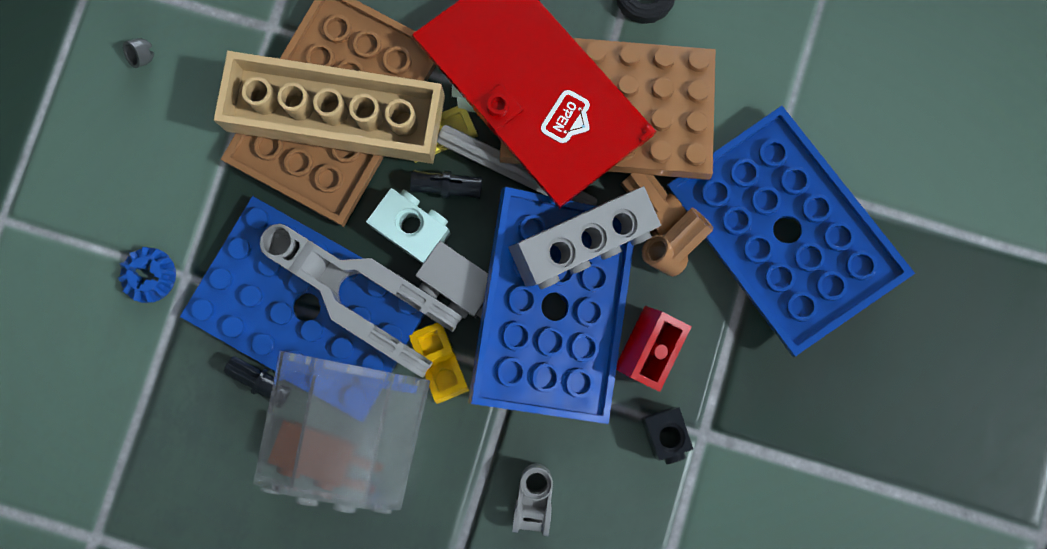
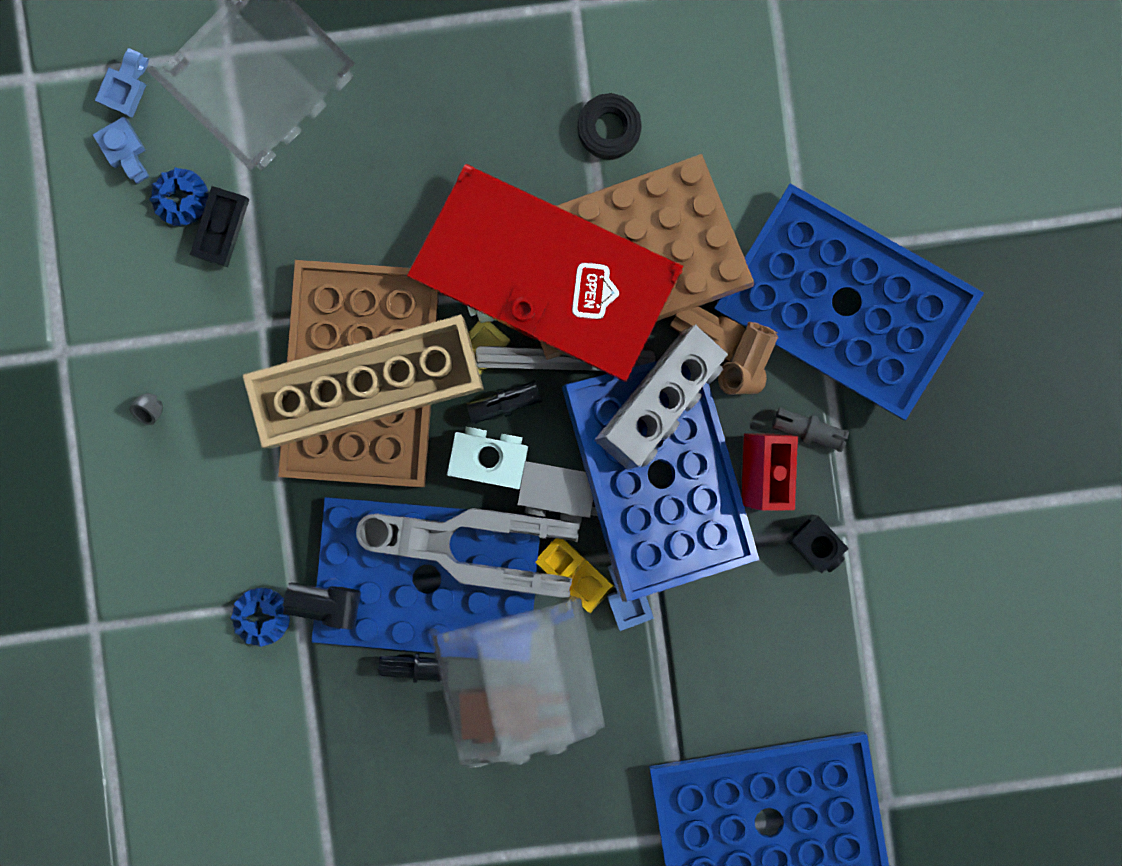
camera: 20 degrees left, 5 degrees up
(209, 289) = (331, 605): none -> black piece
(471, 416) = (628, 613): none -> medium blue plate
(534, 506) = (723, 667): light grey piece -> none
(706, 329) = (810, 429): none -> dark grey pin

